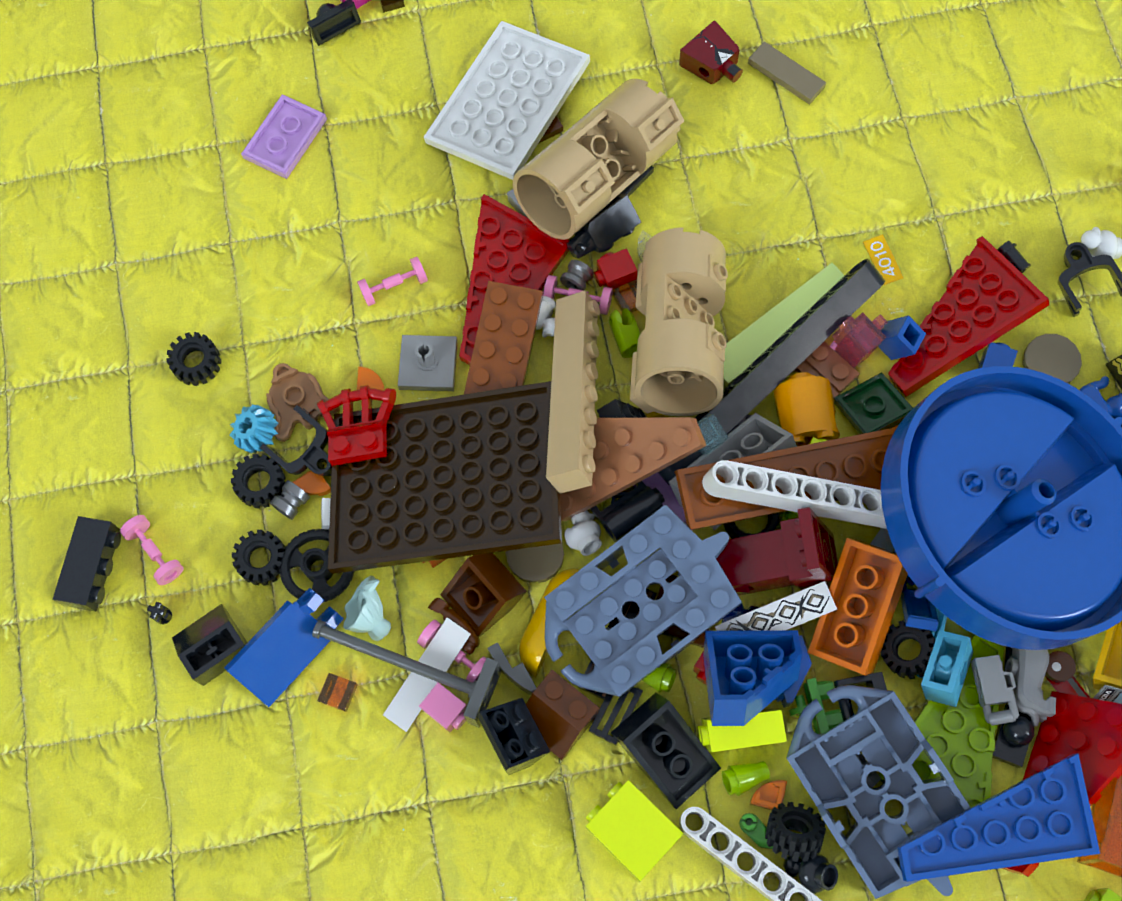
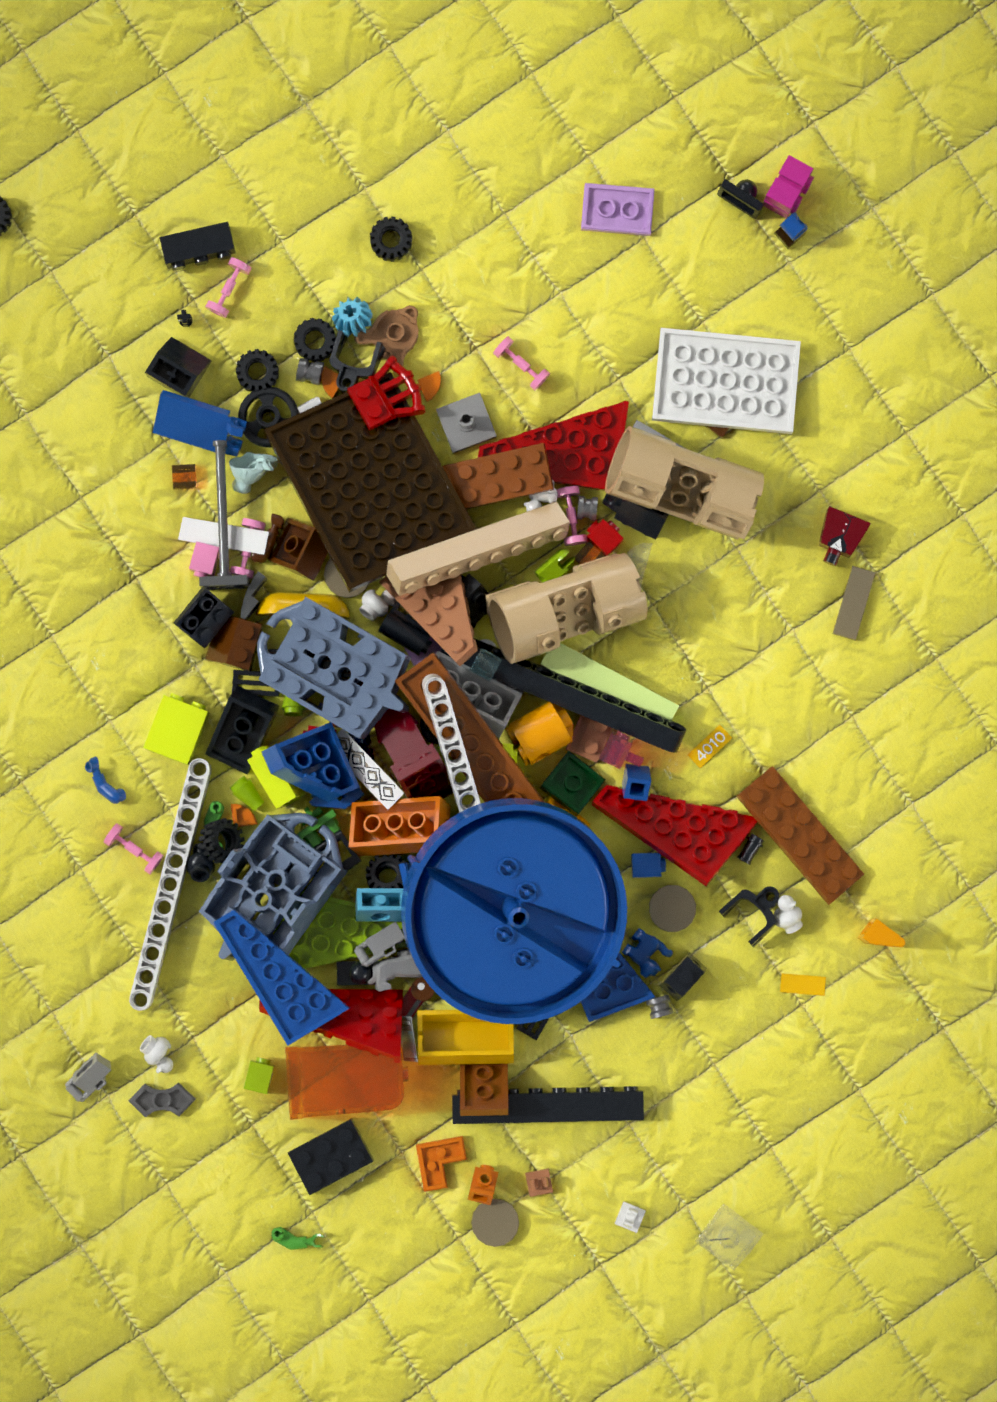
camera: 60 degrees right, 15 degrees up
(1015, 205) = (800, 835): none -> dark orange plate

